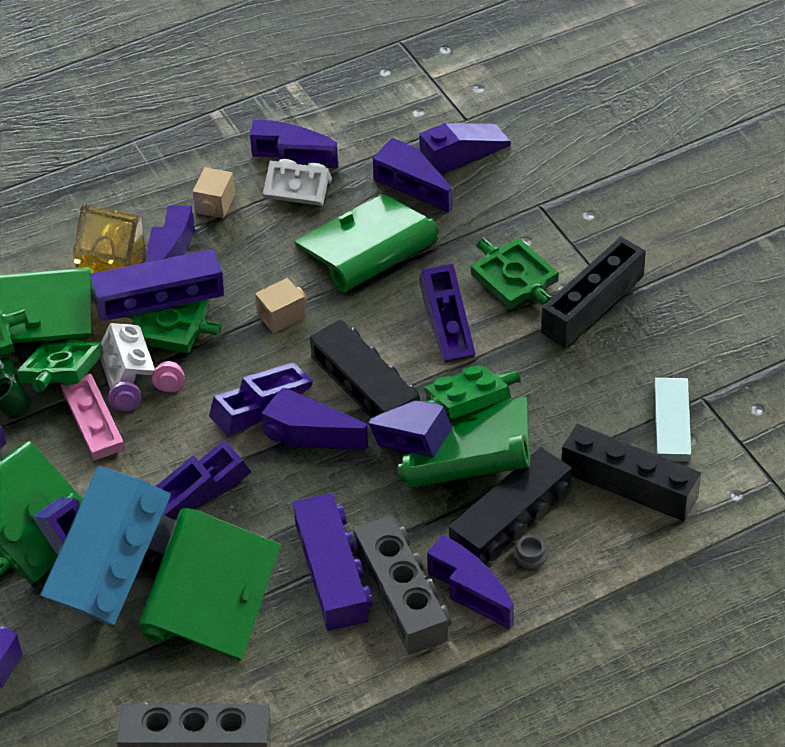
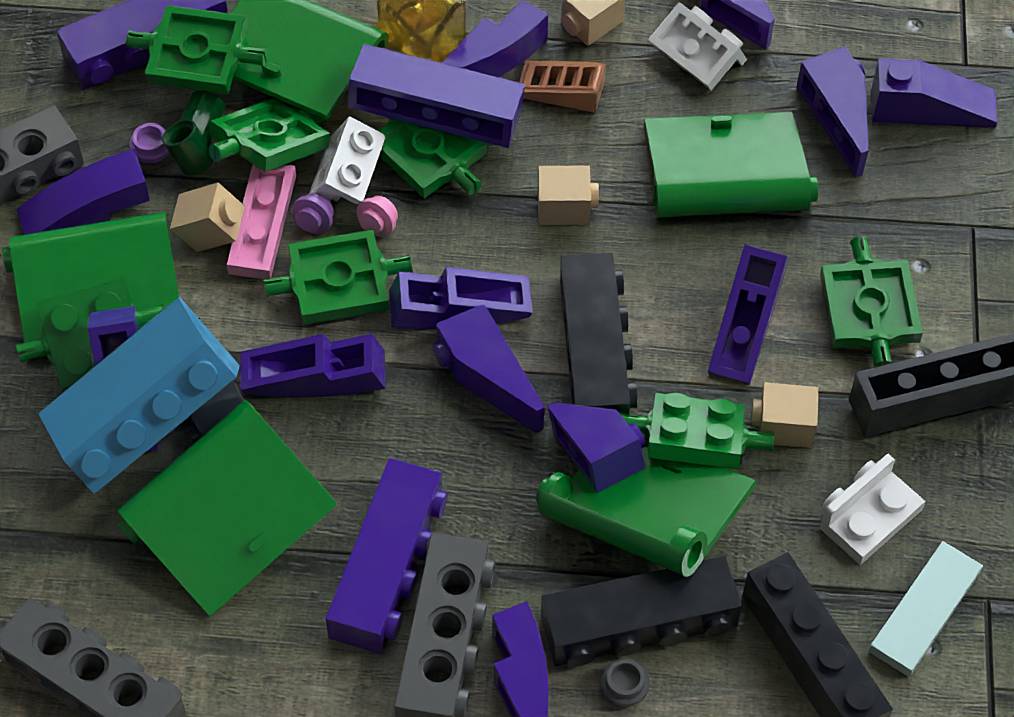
camera: 30 degrees right, 10 degrees up
(58, 430) = (207, 217): none -> tan brick
(170, 423) = (338, 276): none -> green plate
(237, 242) = (574, 96): none -> nougat slope
(513, 352) = (787, 412): none -> tan brick
(601, 384) = (869, 510): none -> white bracket

